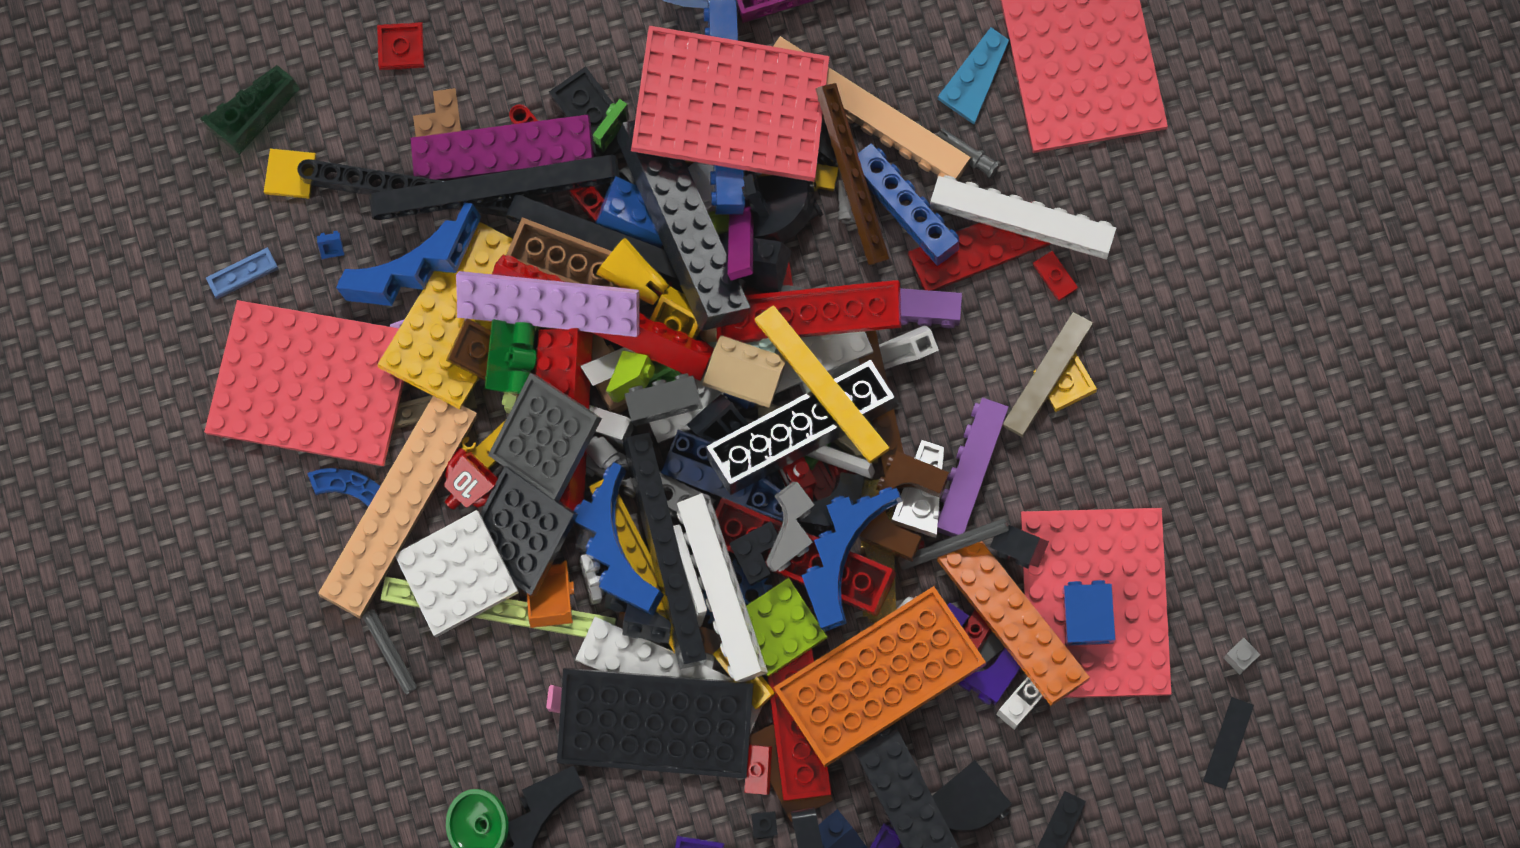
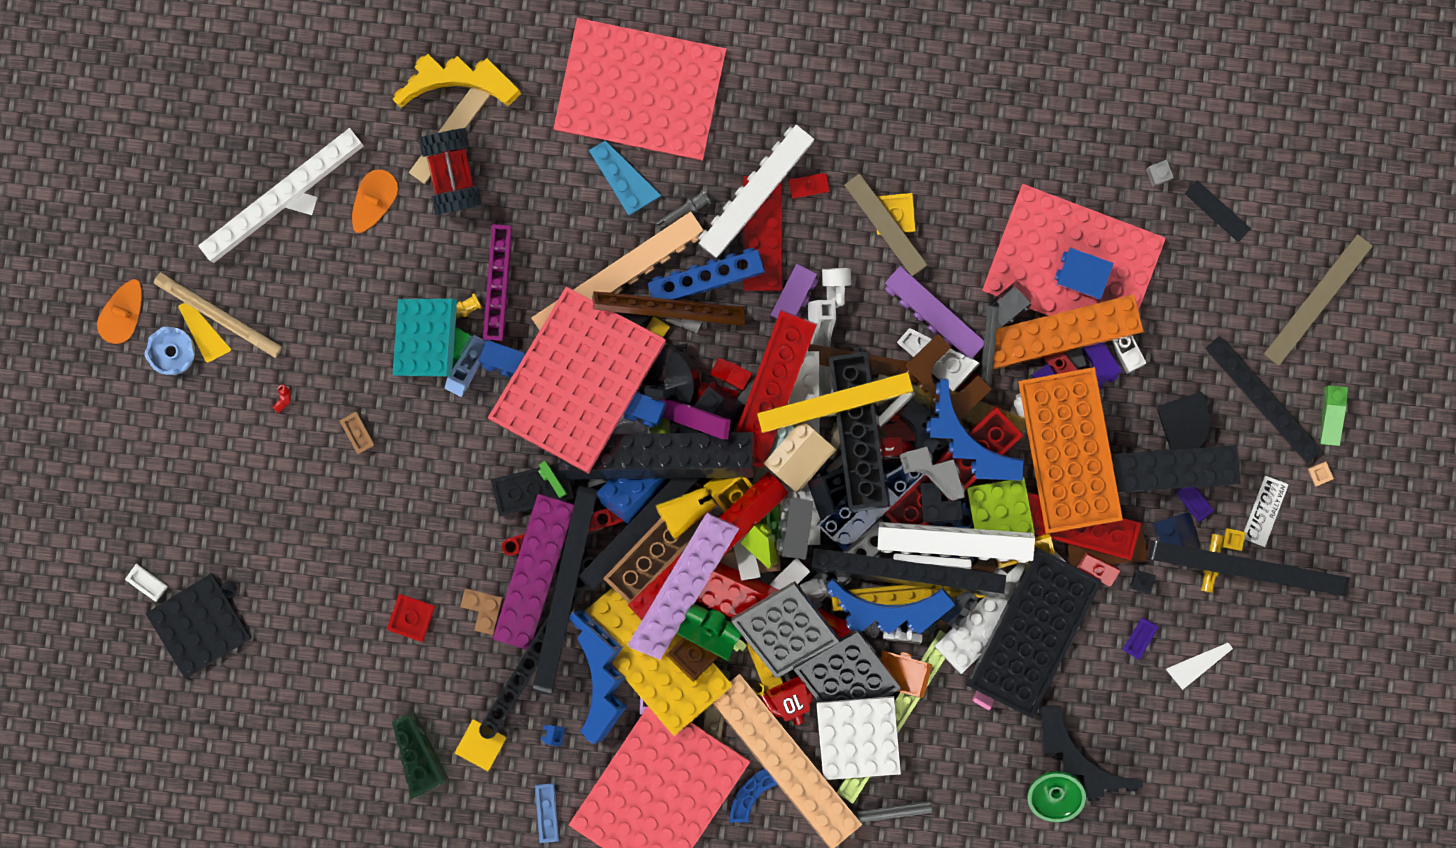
camera: 65 degrees left, 10 degrees up
(808, 271) = (731, 374): none -> red slope
(961, 344) = (835, 281): none -> white piece

